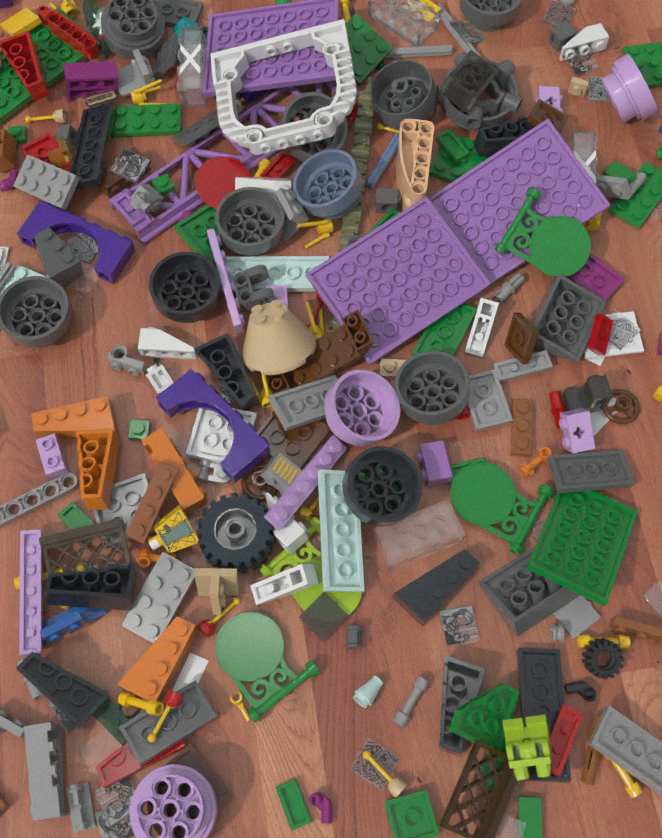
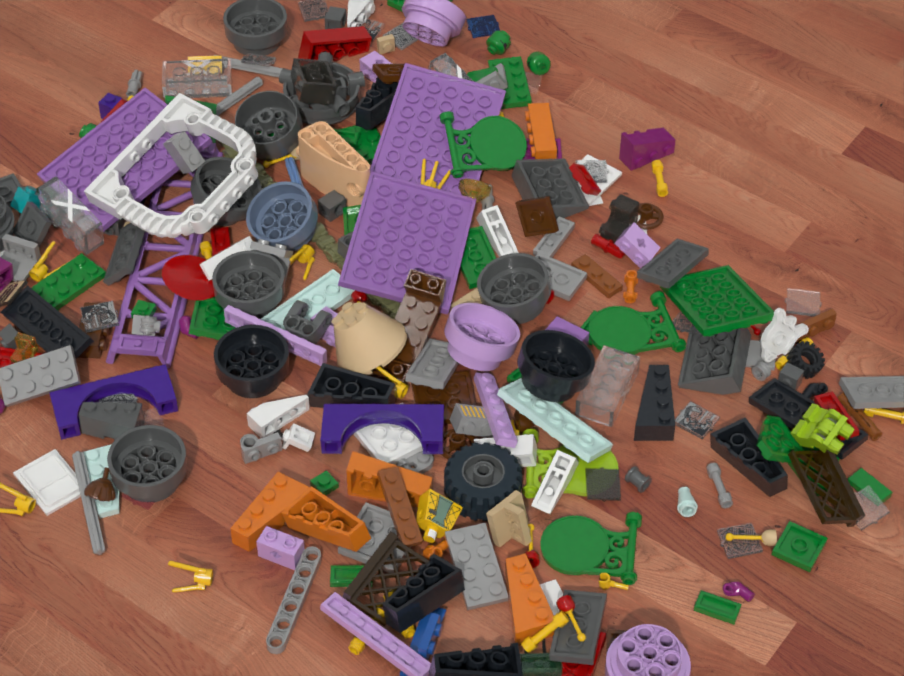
camera: 45 degrees left, 20 degrees down
(299, 74) = (184, 152): none -> light grey brick
(467, 242) = (429, 182): none -> yellow plant
(495, 275) = (474, 189): none -> clear yellow piece
(536, 57) = (336, 41): none -> red wedge
(573, 661) = (791, 376): none -> dark grey plate
(602, 620) = (780, 335): none -> white tile
(610, 263) = (540, 131): none -> orange brick

